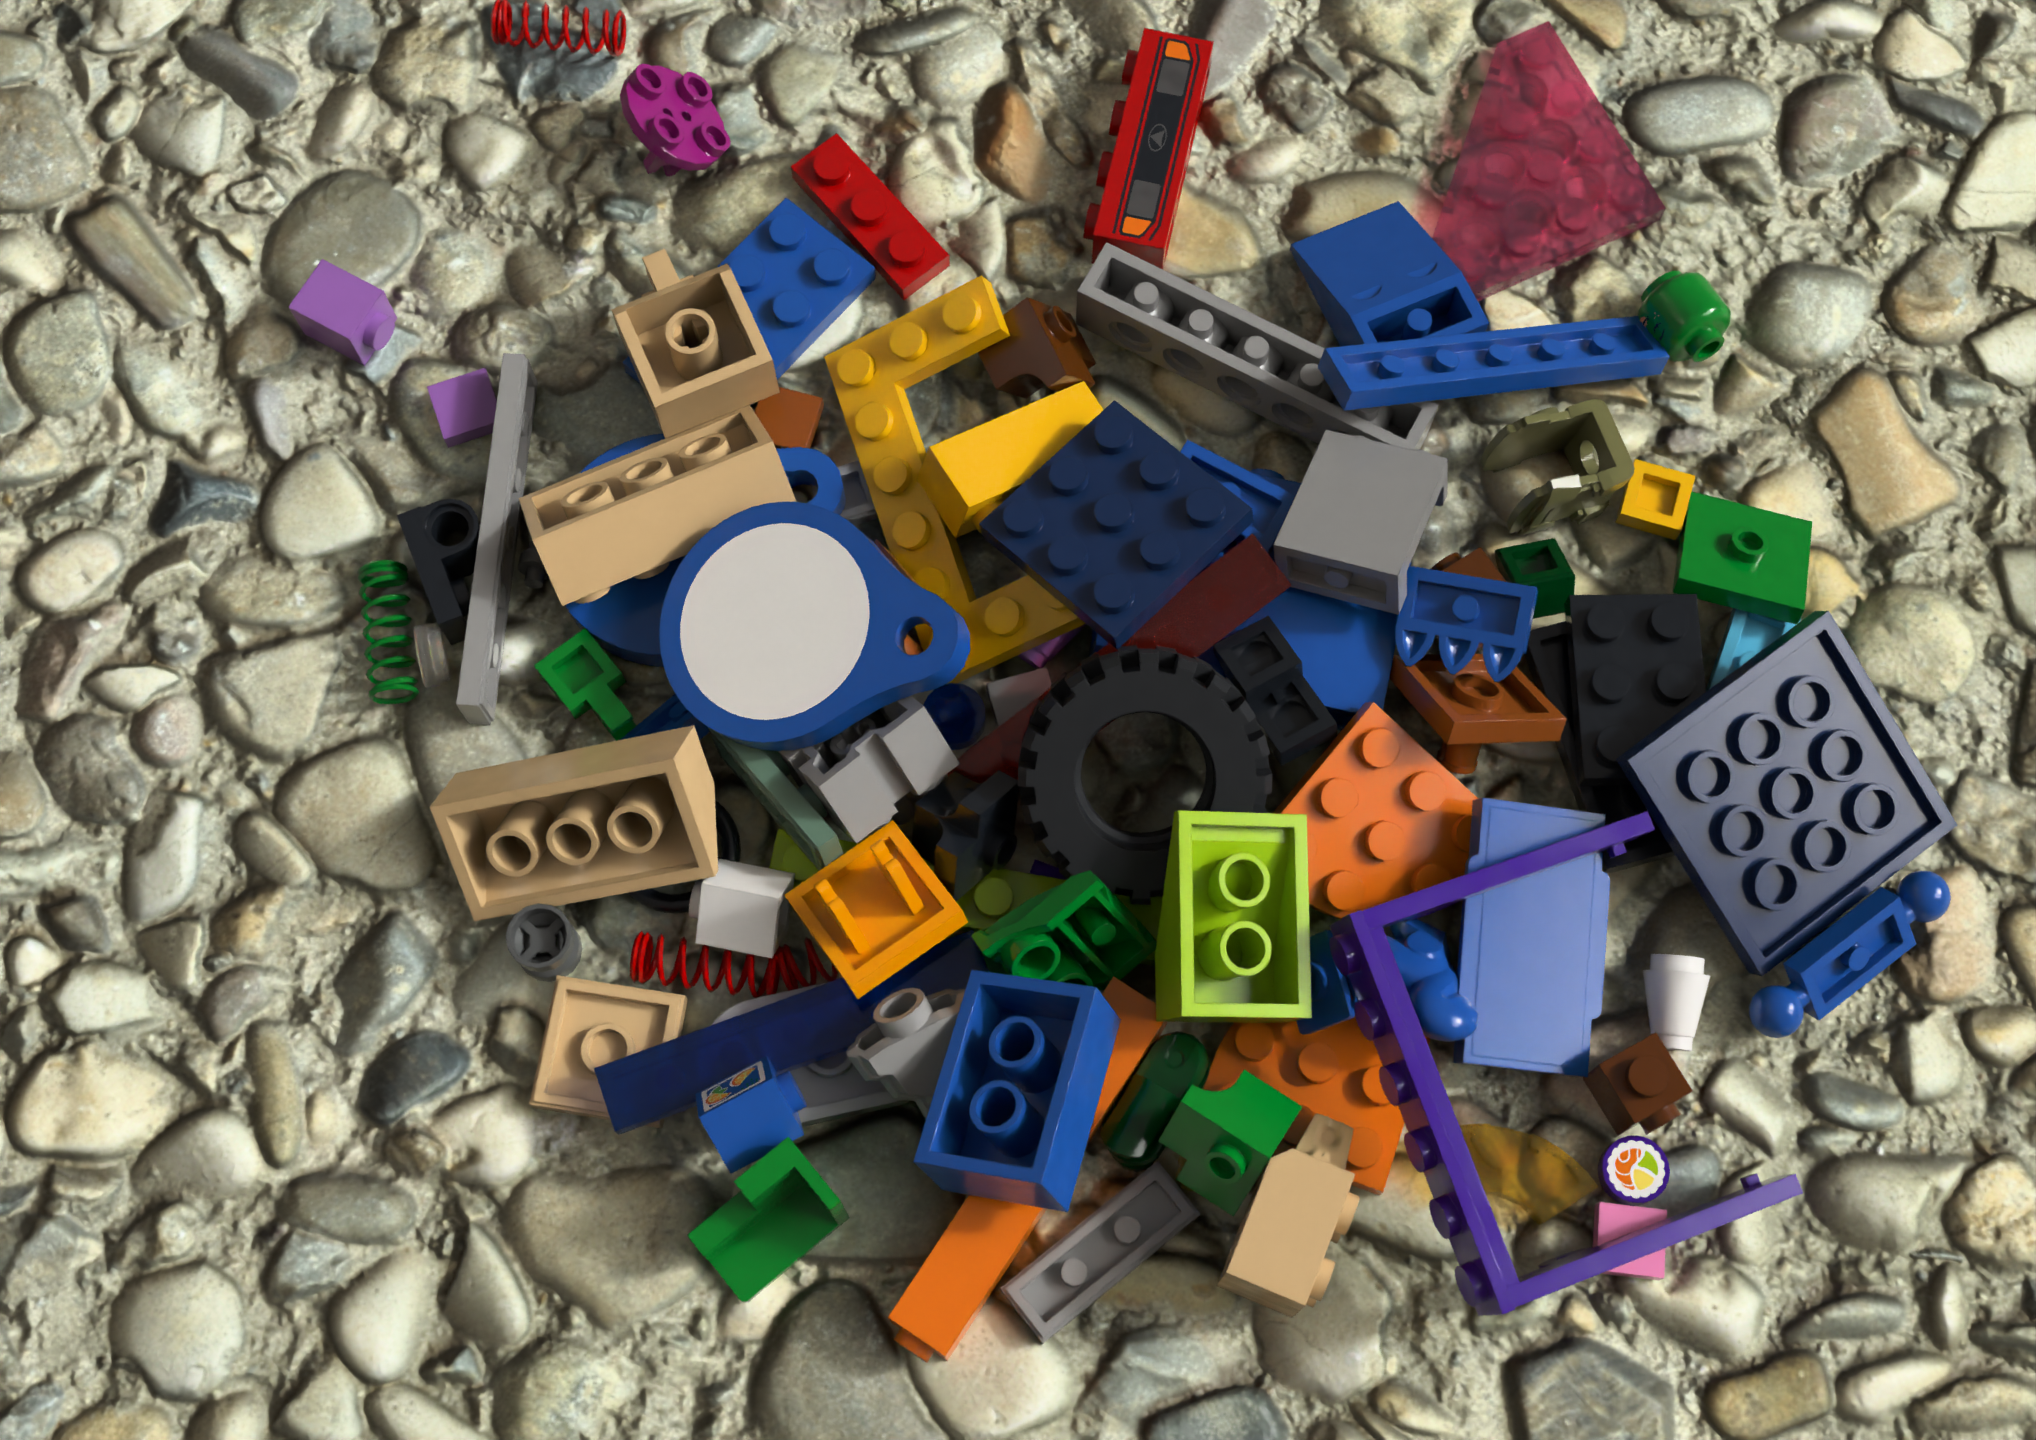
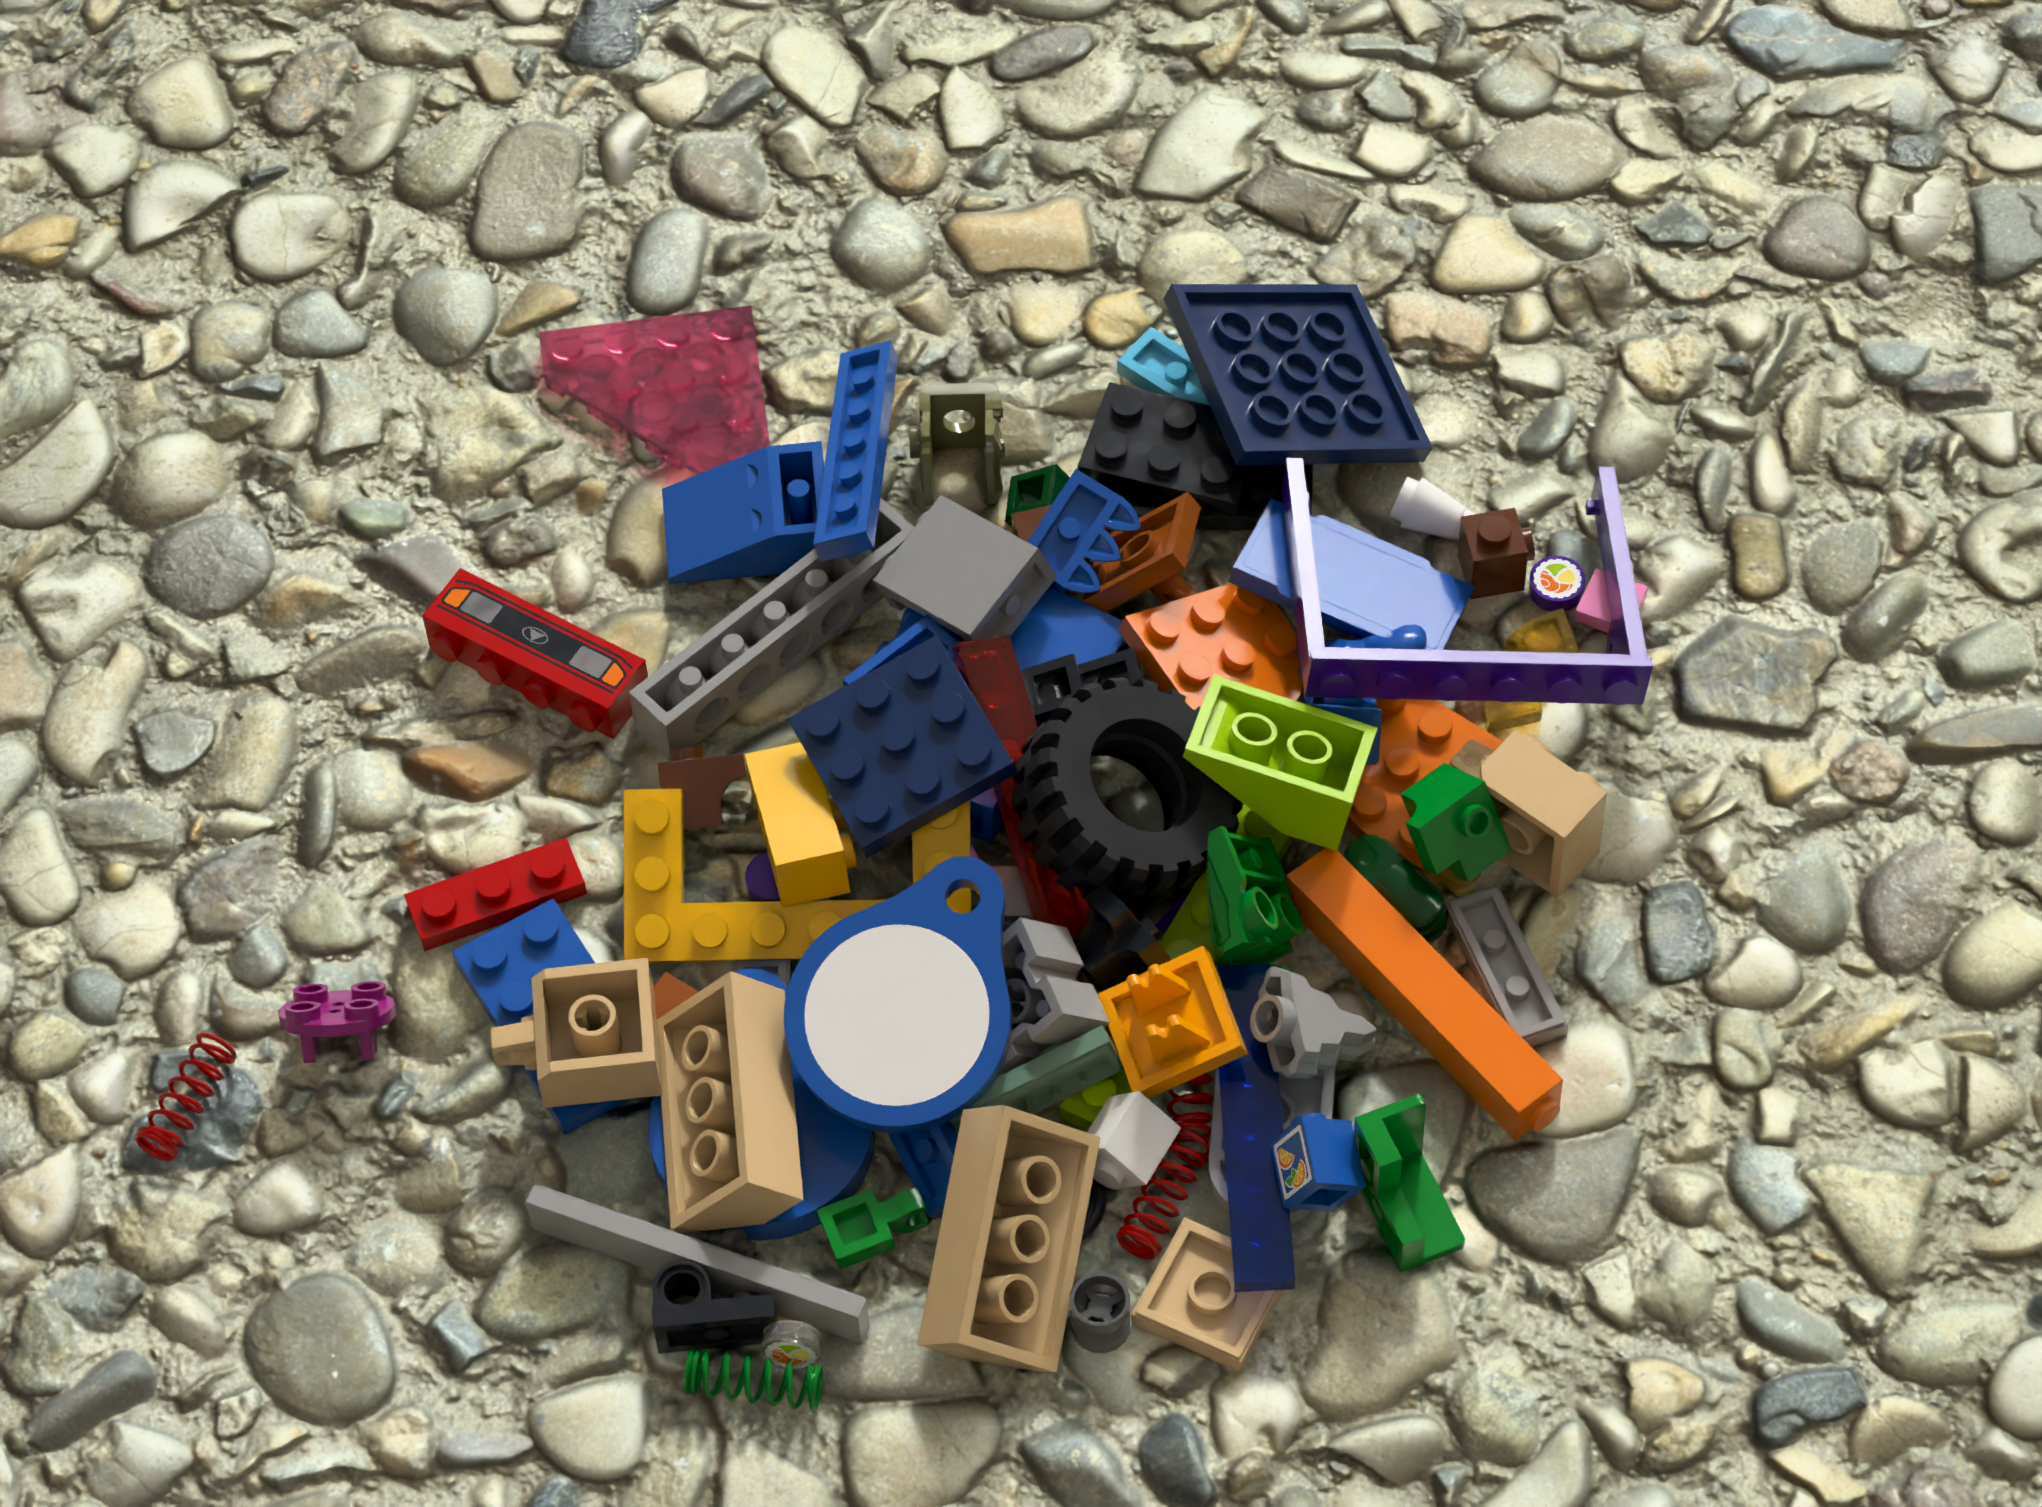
camera: 70 degrees left, 15 degrees down
(344, 312) = (413, 1343): medium lavender brick -> none
(464, 406) = (549, 1269): medium lavender tile -> none
(1018, 1090) = (1369, 946): blue brick -> none
(1655, 499) = (1018, 391): yellow plate -> none
(1685, 315) = (856, 319): green head -> none
(1744, 558) = (1083, 348): green plate -> none
(1849, 954) = (1434, 386): blue plate -> none

